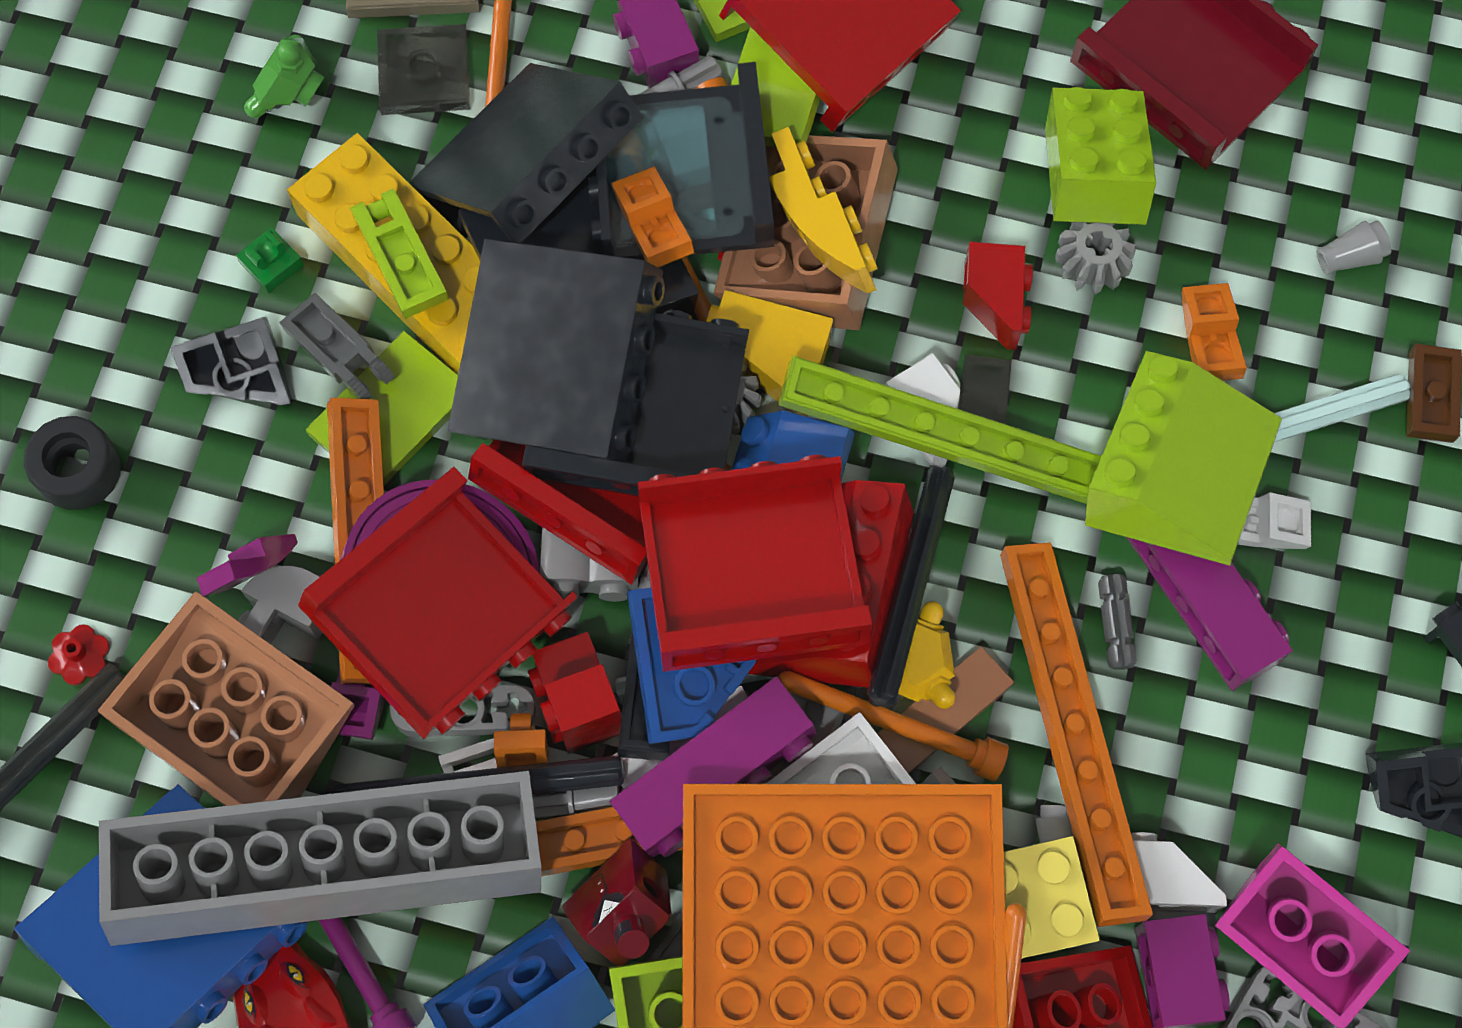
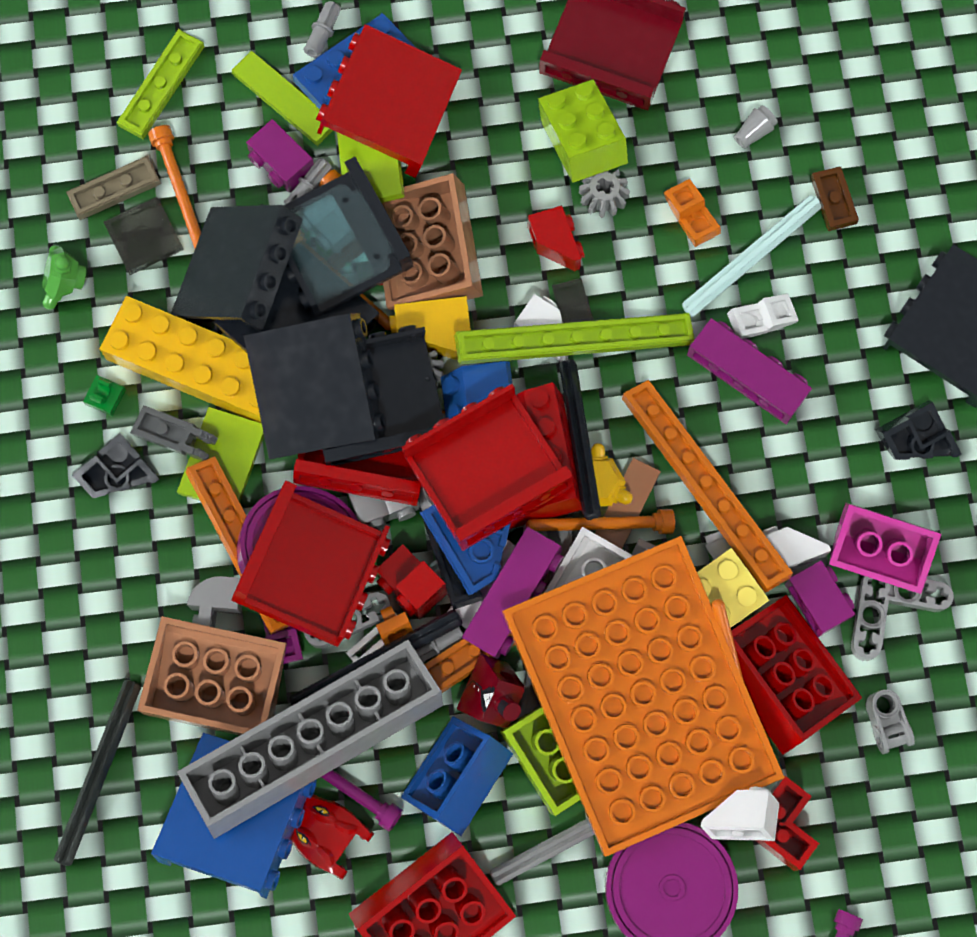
camera: 20 degrees left, 5 degrees up
(61, 437) = (28, 559): black tyre -> none
(84, 661) = (110, 682): red plant -> none
(247, 563) = (184, 586): magenta slope -> none
(400, 254) = (190, 363): lime plate -> none
(652, 217) = (333, 278): orange slope -> none
(819, 217) = (434, 239): yellow slope -> none
(1117, 622) = (705, 411): dark grey axle -> none
(1182, 461) = (706, 301): lime slope -> none

